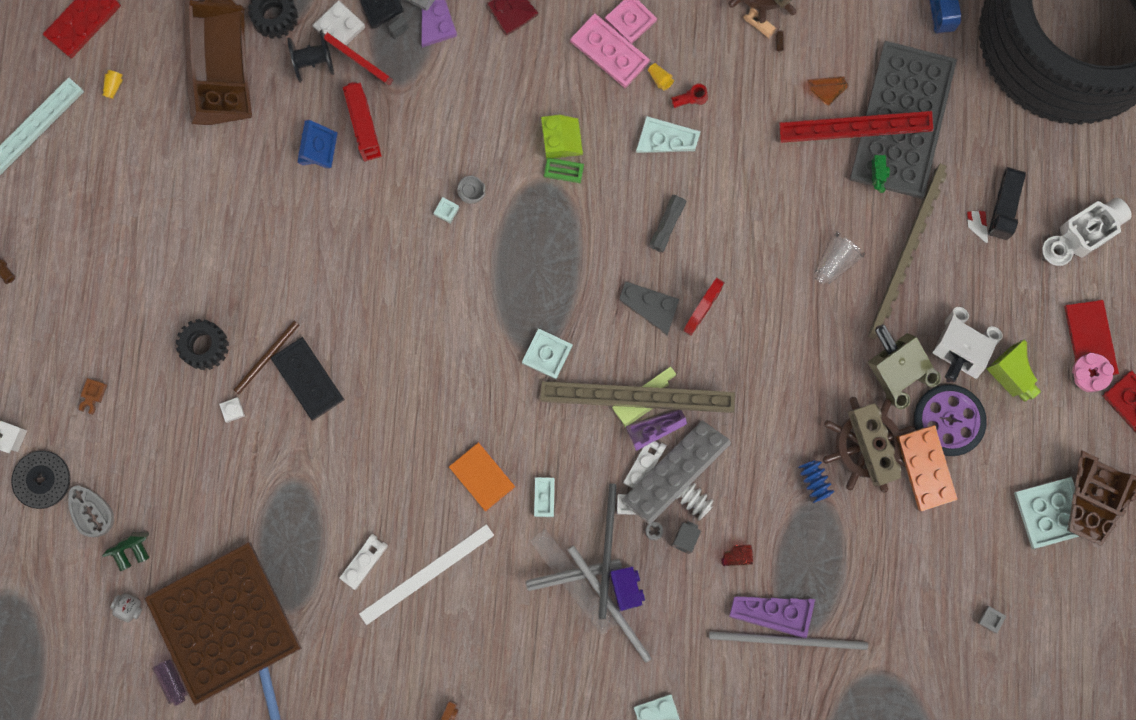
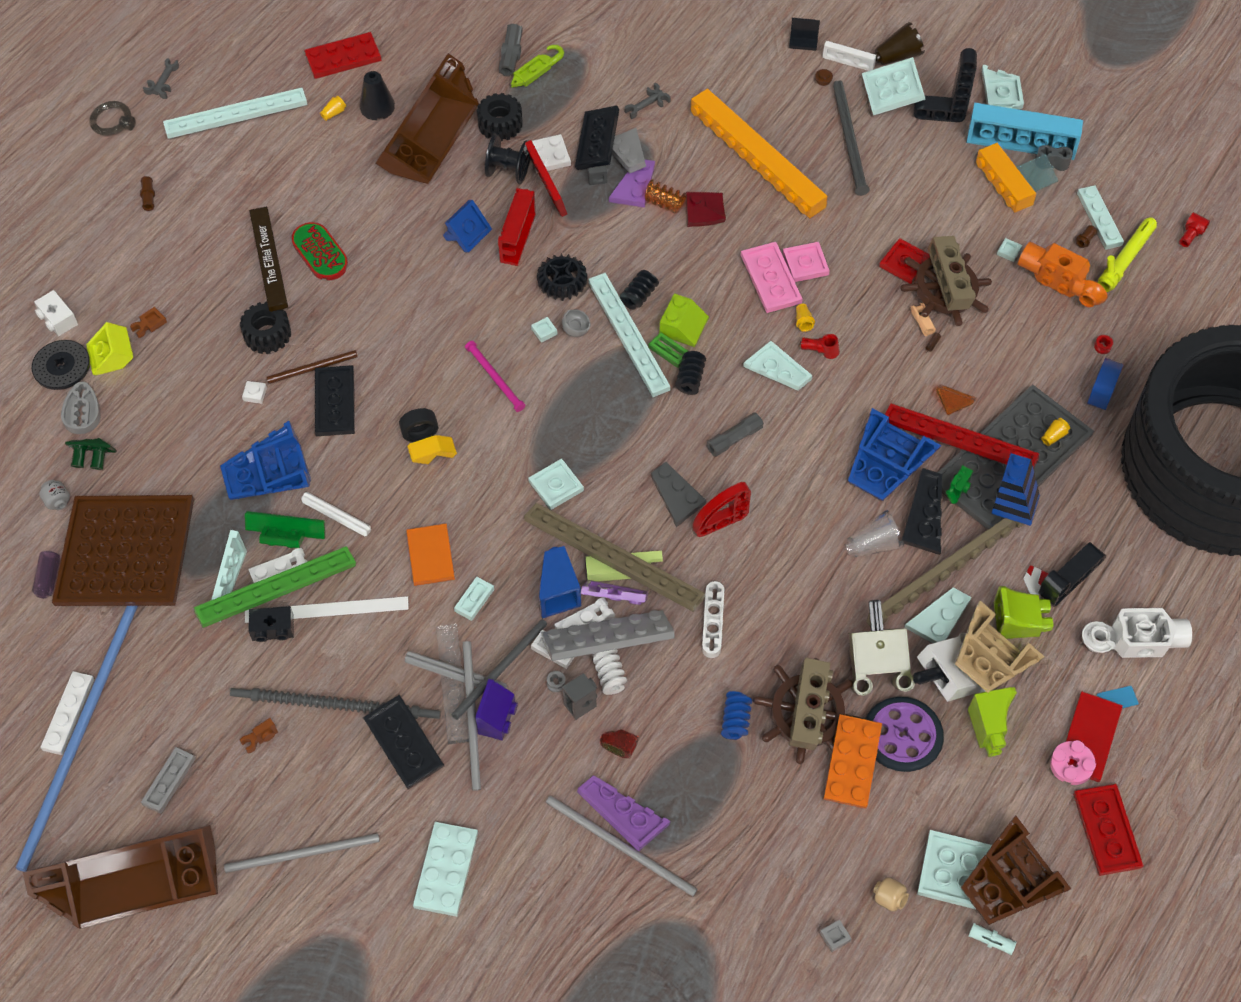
camera: 30 degrees right, 20 degrees down
(76, 442) = (109, 349): none -> neon yellow slope
(147, 54) = (375, 97): none -> black cone
(160, 276) = (268, 259): none -> dark brown tile
(197, 238) = (319, 251): none -> tile
(294, 476) = (268, 466): none -> blue wedge
(328, 598) = (230, 566): none -> light aqua wing
(346, 527) = (282, 529): none -> green bracket
(375, 585) = (274, 587): none -> bright green plate
(379, 485) = (336, 514): none -> white axle
(381, 622) = (261, 619): none -> black brick
(399, 366) = (415, 417): none -> black tyre
(419, 684) = (256, 695): none -> dark grey hose
(422, 380) = (427, 449): none -> yellow slope
(430, 134) = (563, 282): none -> black gear
(430, 278) = (518, 405): none -> dark pink bar
(471, 18) = (663, 197): none -> clear orange piece
(504, 125) = (639, 289): none -> black piece
(521, 174) = (629, 335): none -> light aqua plate
(567, 656) = (403, 742): none -> black tile
(596, 185) = (690, 372): none -> black piece
(607, 446) = (559, 583): none -> blue slope
(749, 403) = (713, 619): none -> white beam
(806, 176) = (887, 456): none -> blue wedge
(863, 213) = (924, 519): none -> black wing
(924, 300) = (940, 617): none -> light aqua wing
(929, 79) = (1056, 431): none -> yellow cone
(931, 158) = (1018, 491): none -> blue slope
(986, 264) = (1020, 614): none -> lime hips
(990, 317) = (989, 656): none -> tan wedge
(1015, 562) = (891, 894): none -> tan head
(1095, 291) = (1123, 696): none -> dark azure sticker
(1107, 553) = (993, 939): none -> light aqua pin

